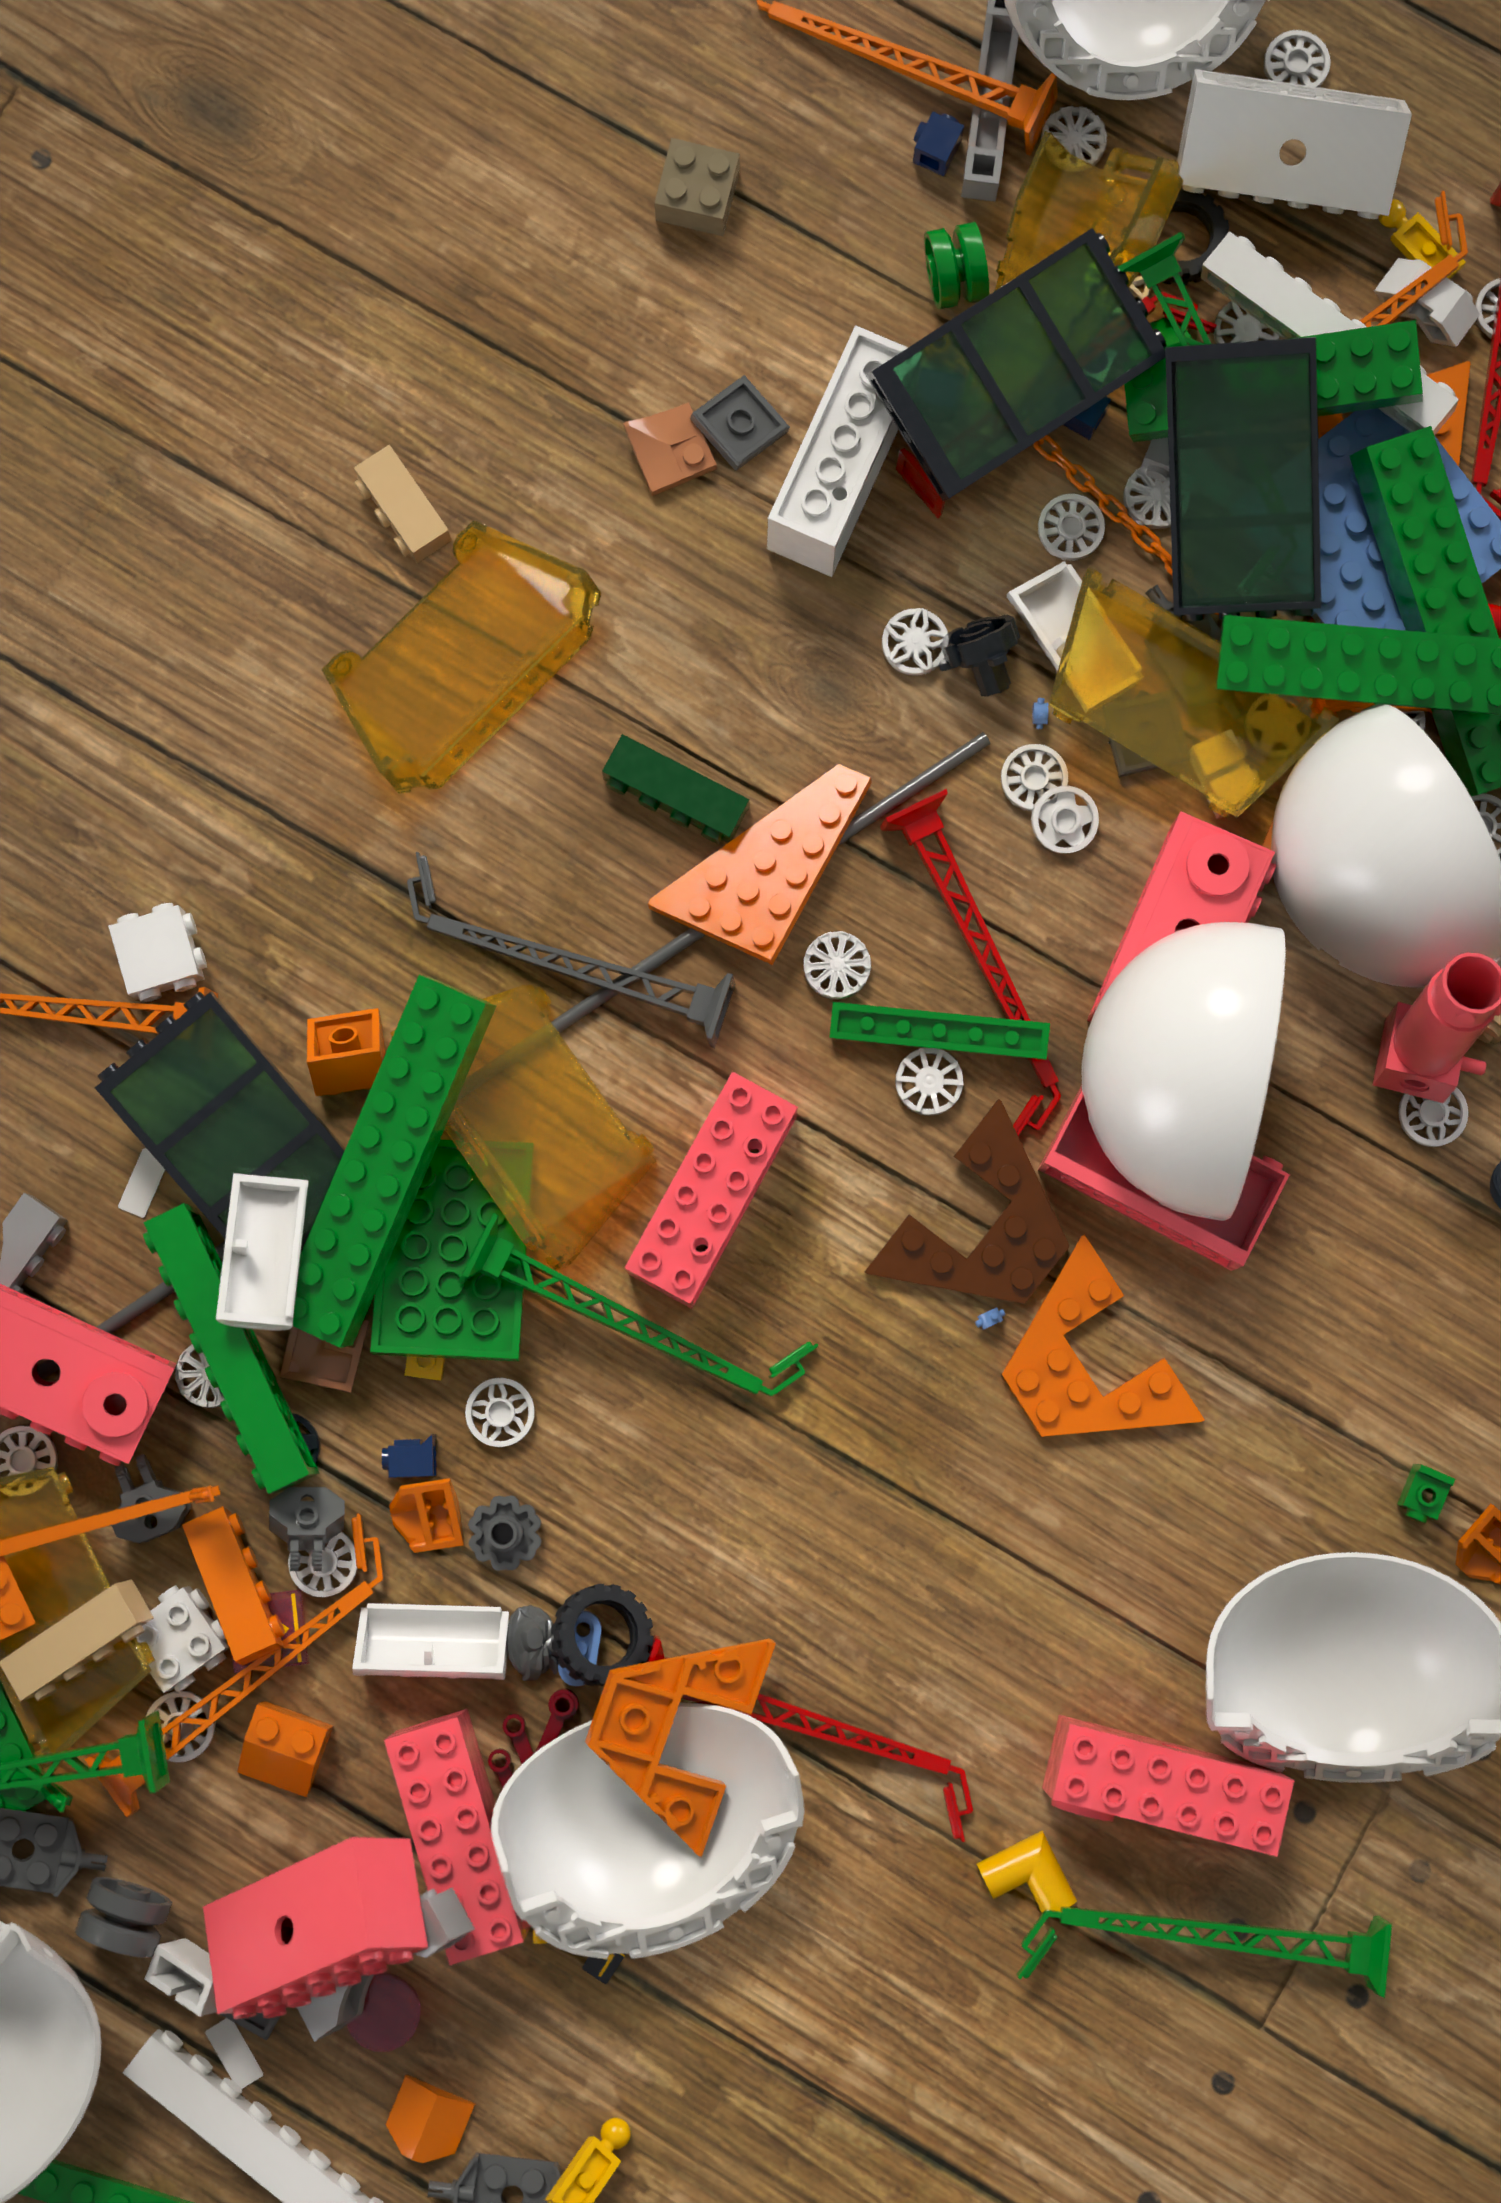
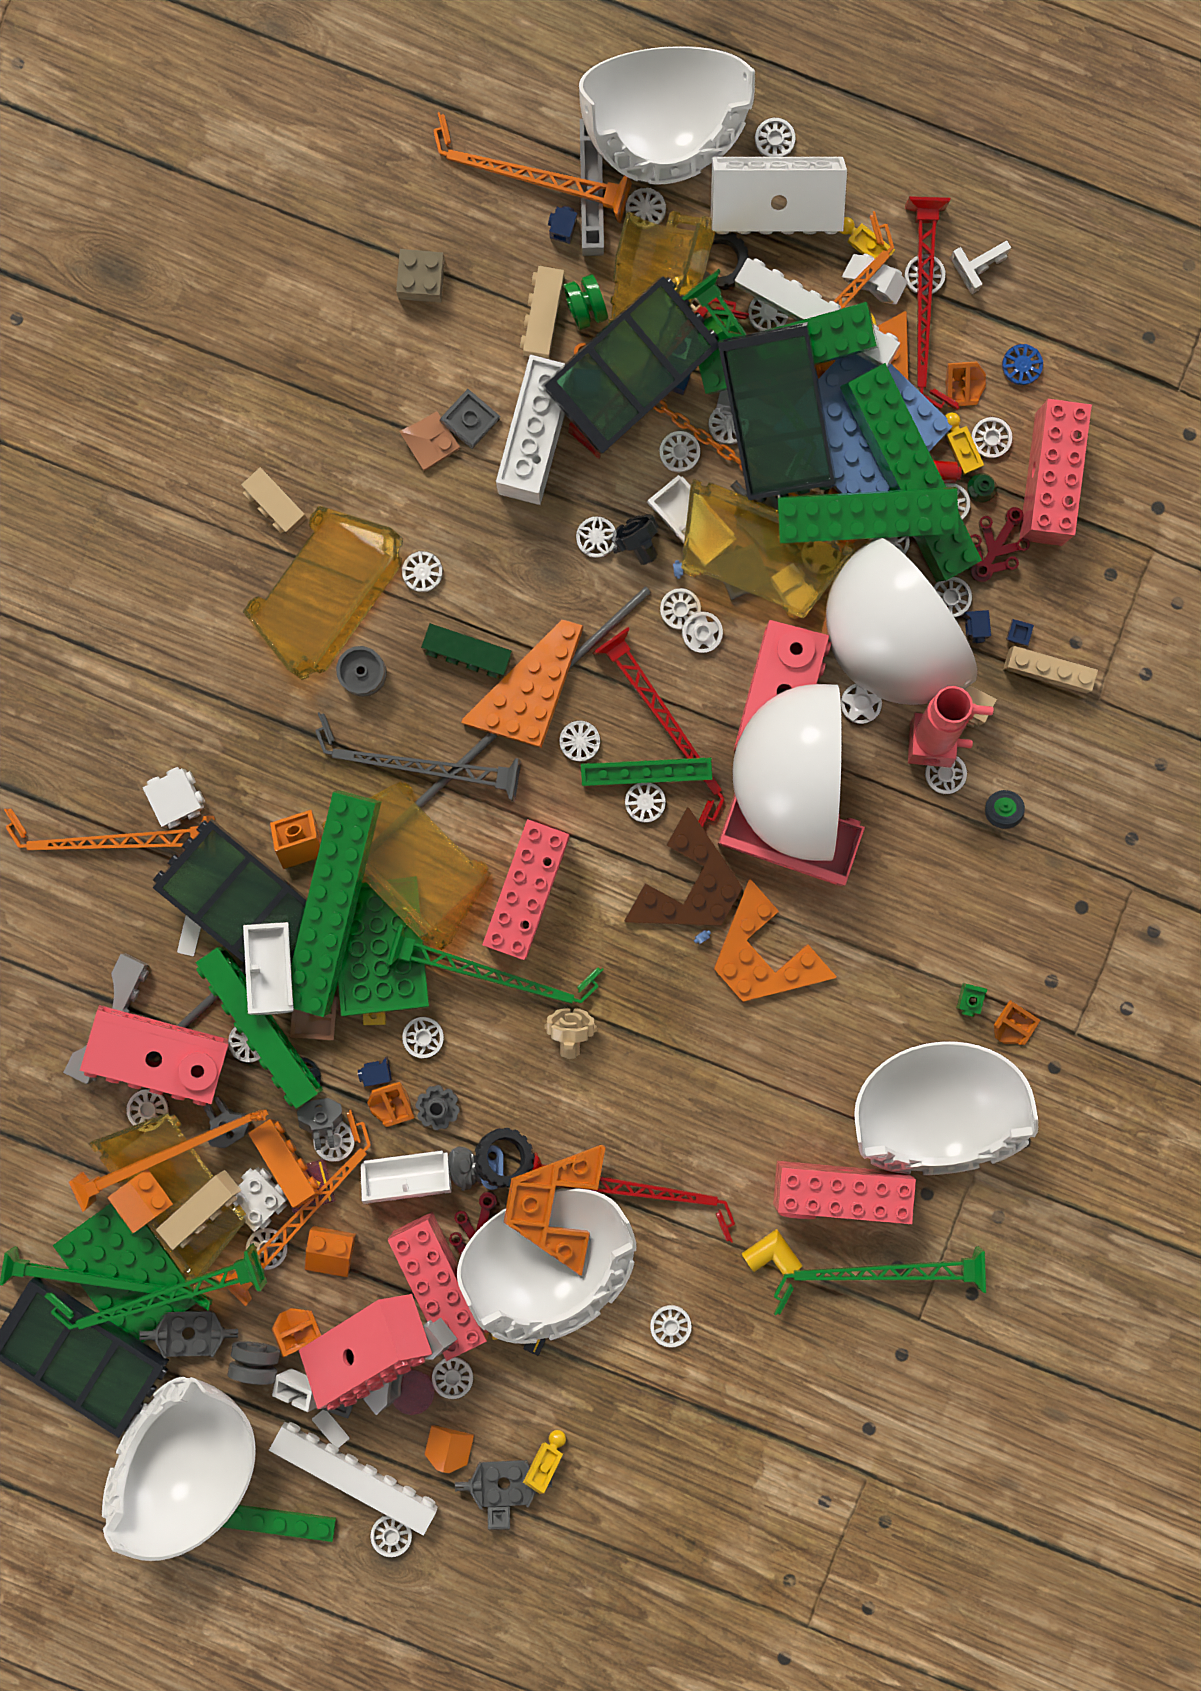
camera: 10 degrees left, 5 degrees up
(202, 1872) = (294, 1330): none -> orange slope
(454, 1999) = (452, 1378): none -> white wheel
(493, 774) = (371, 680): none -> dark grey wheel
(623, 653) = (422, 571): none -> white wheel
(747, 1437) = (570, 1030): none -> tan piece
(838, 1969) = (670, 1326): none -> white wheel
(886, 269) = (543, 312): none -> tan brick
(1310, 977) = (860, 704): none -> white wheel

